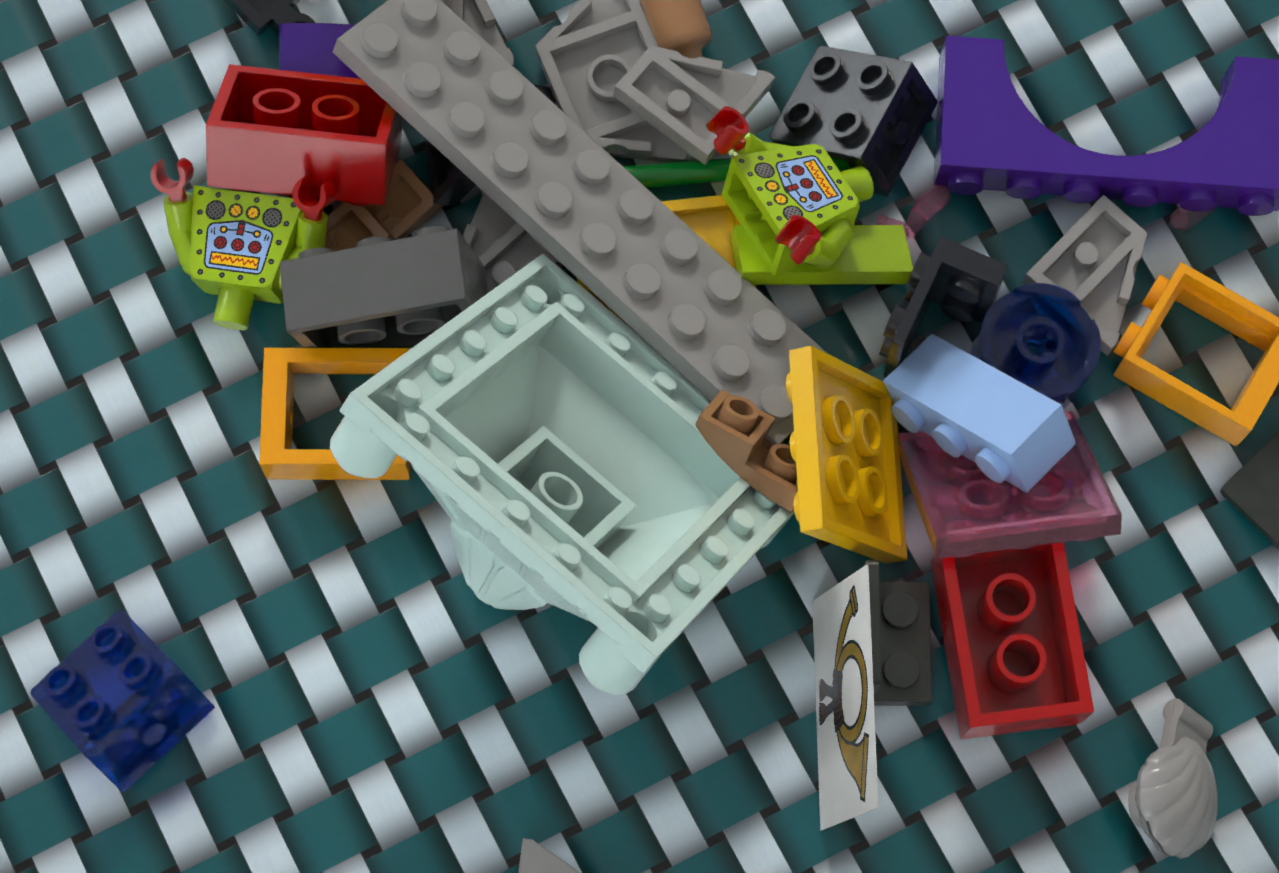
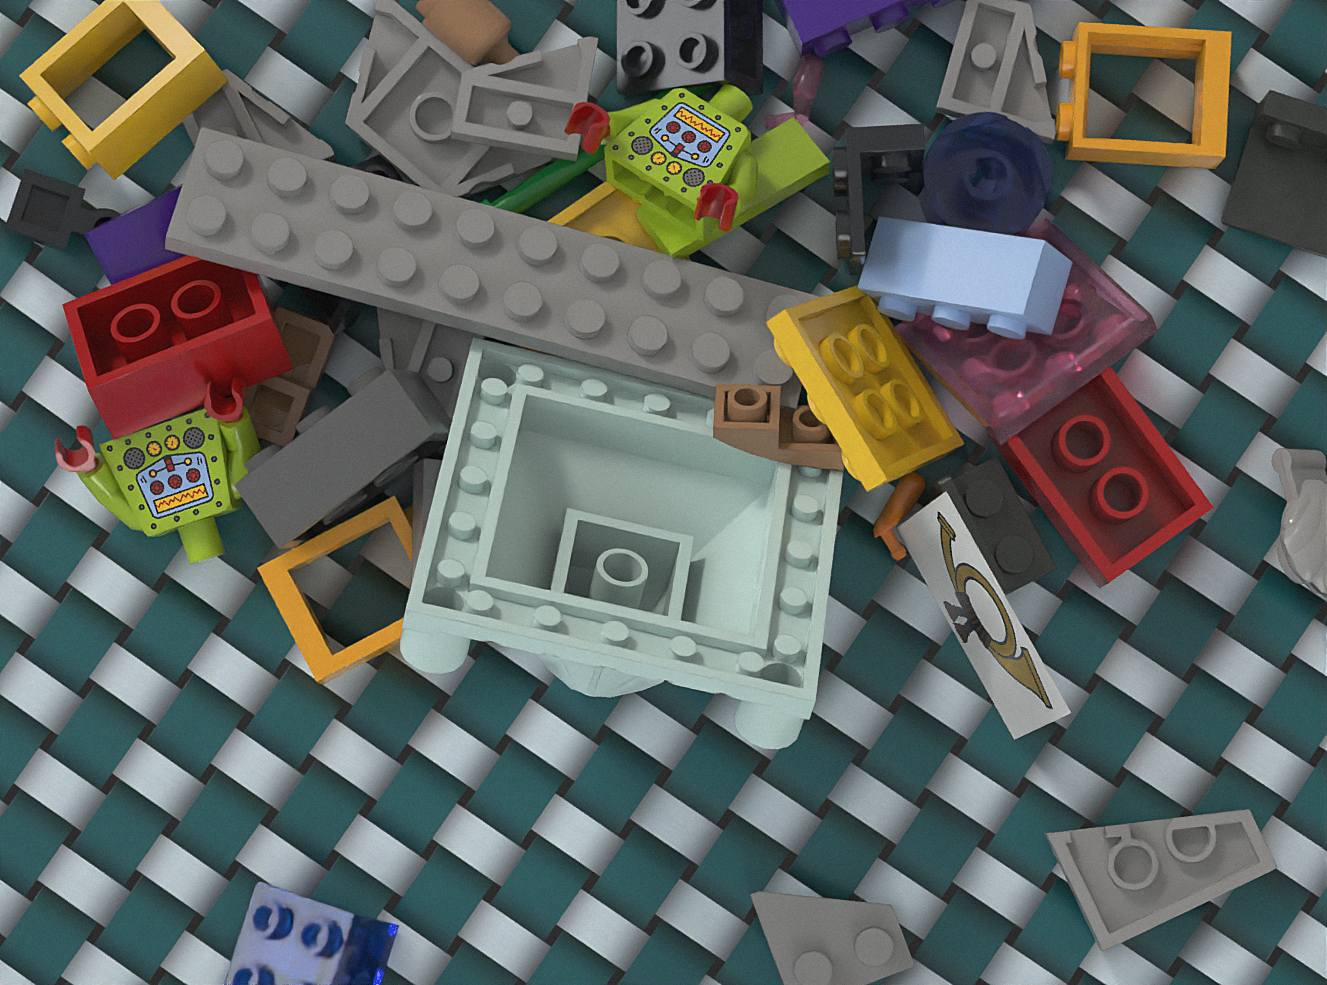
camera: 25 degrees left, 10 degrees up
(820, 584) = (897, 507): none -> orange piece

